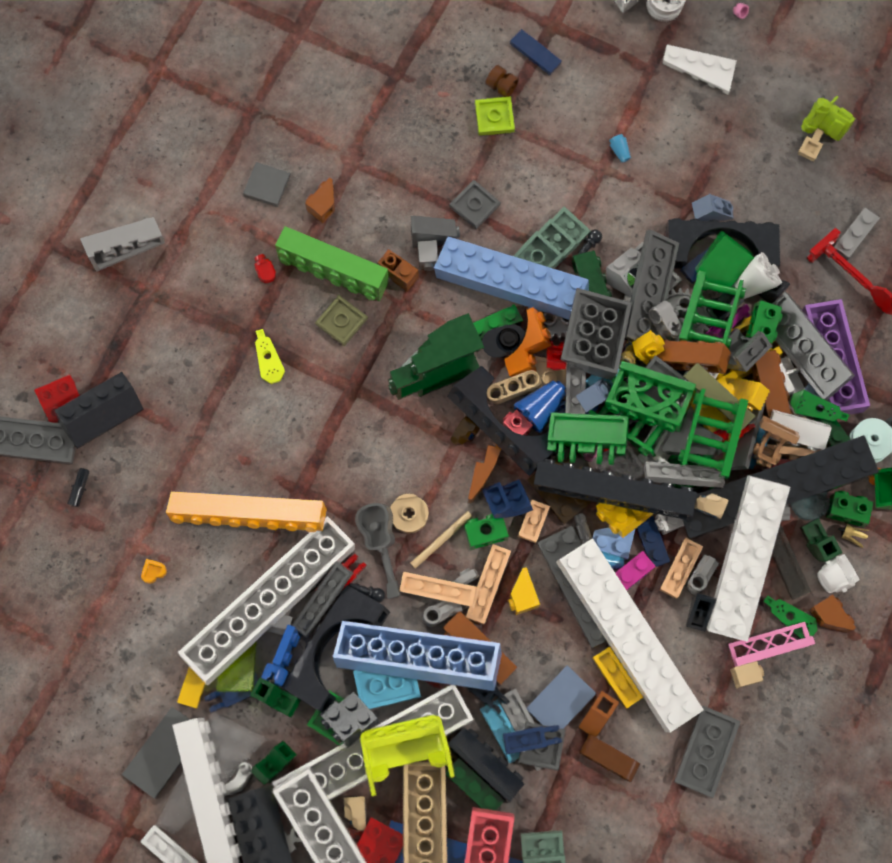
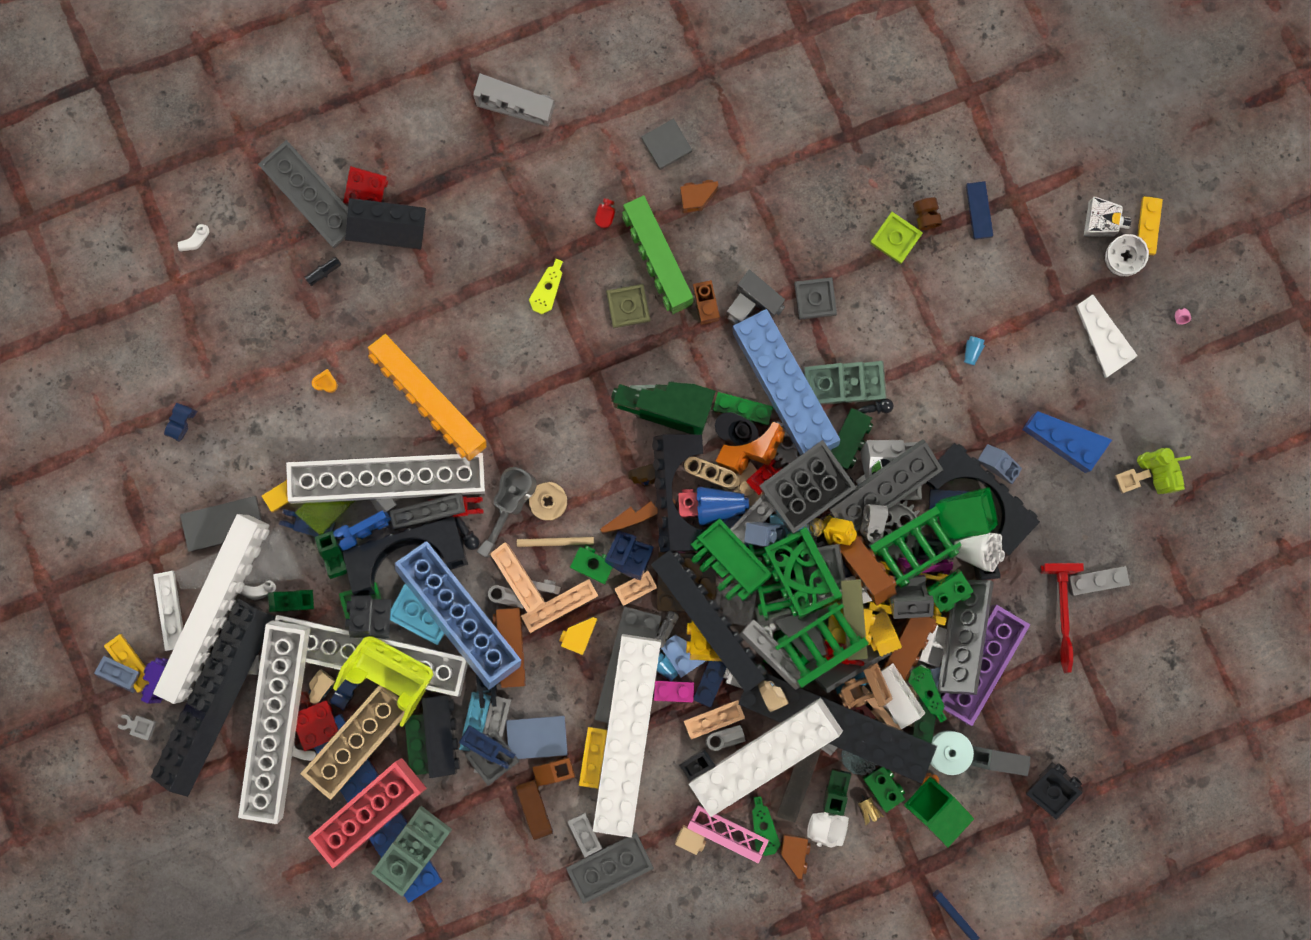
camera: 40 degrees right, 10 degrees up
(59, 703) = (178, 421): none -> dark blue leg
(380, 801) = (344, 694): none -> dark blue leg
(665, 743) = (584, 835): none -> light grey plate
(742, 155) = (1069, 441): none -> blue wedge

